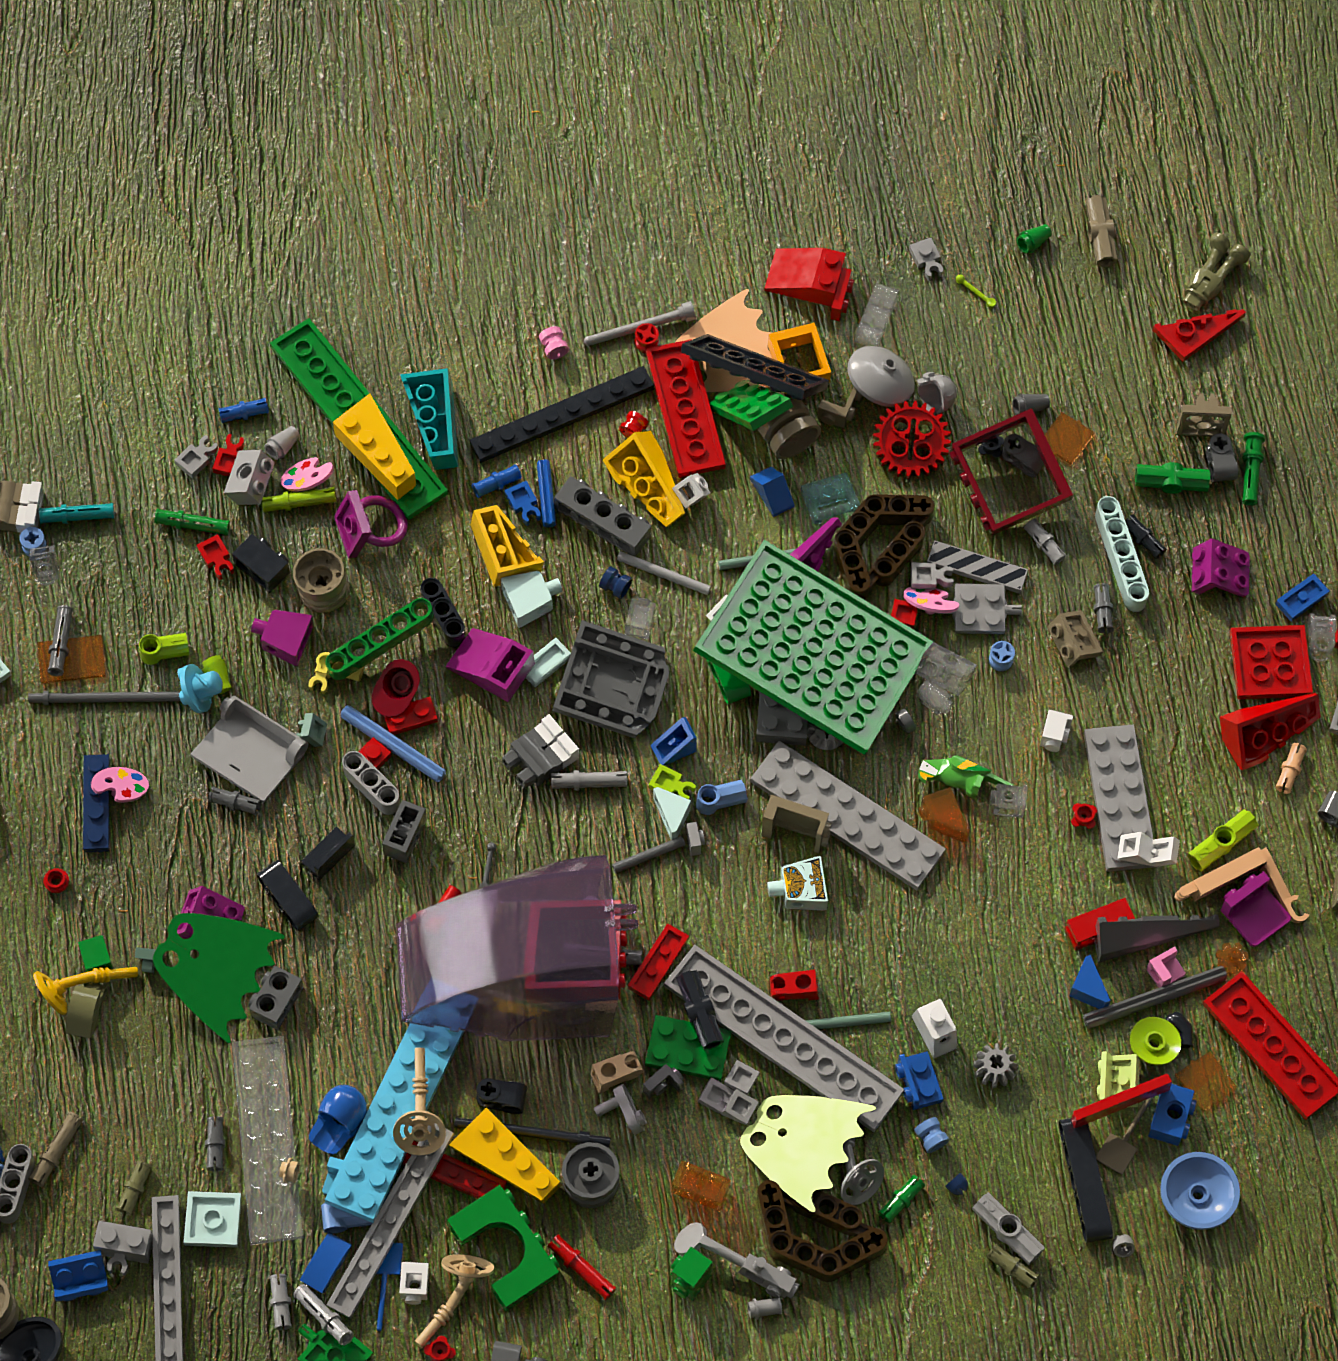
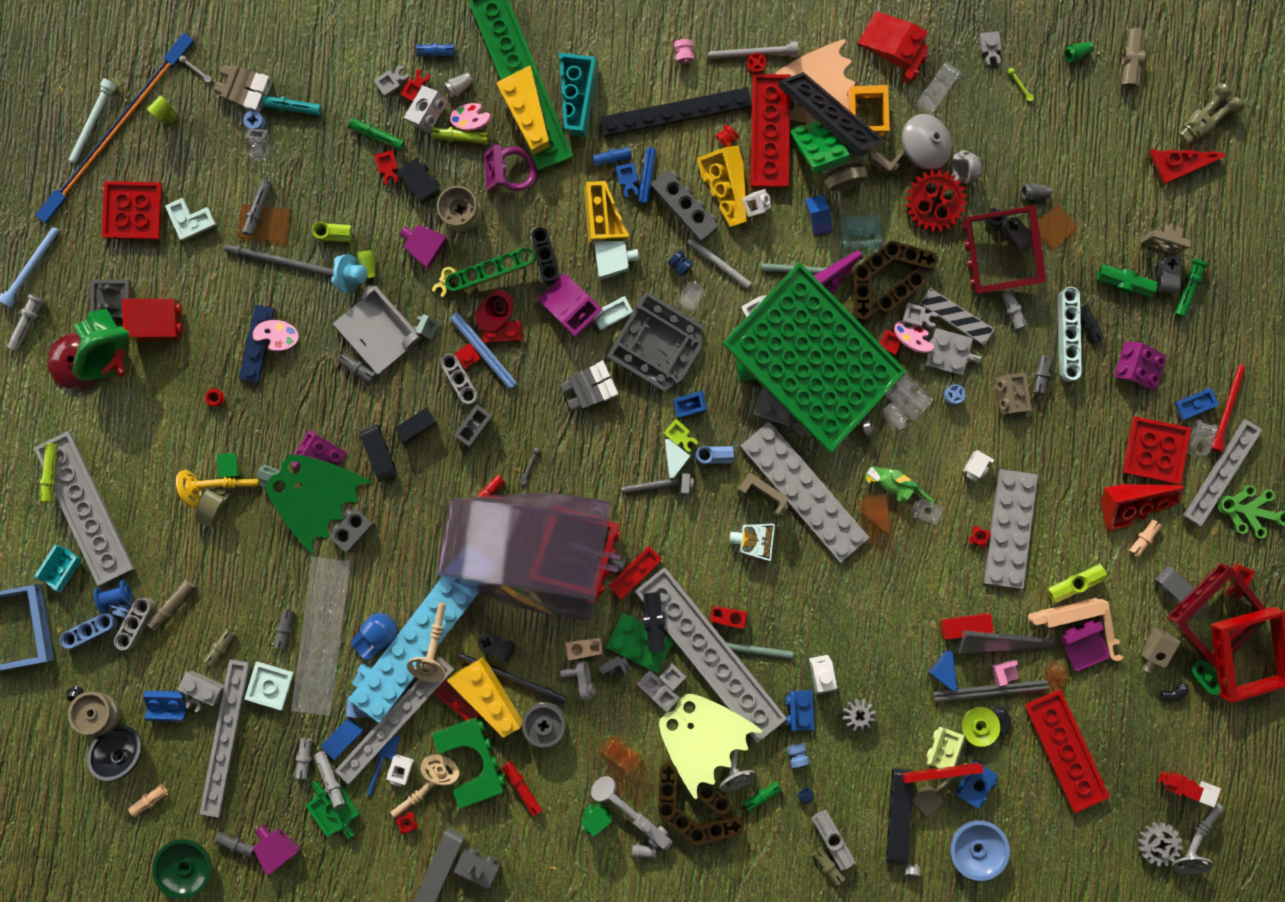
camera: 20 degrees right, 20 degrees up
(289, 1171) = (329, 668): tan plate -> none
(583, 780) = (619, 416): light grey pin -> none
(1146, 851) = (1019, 580): white slope -> none
(1207, 1080) = (1009, 762): clear orange piece -> none

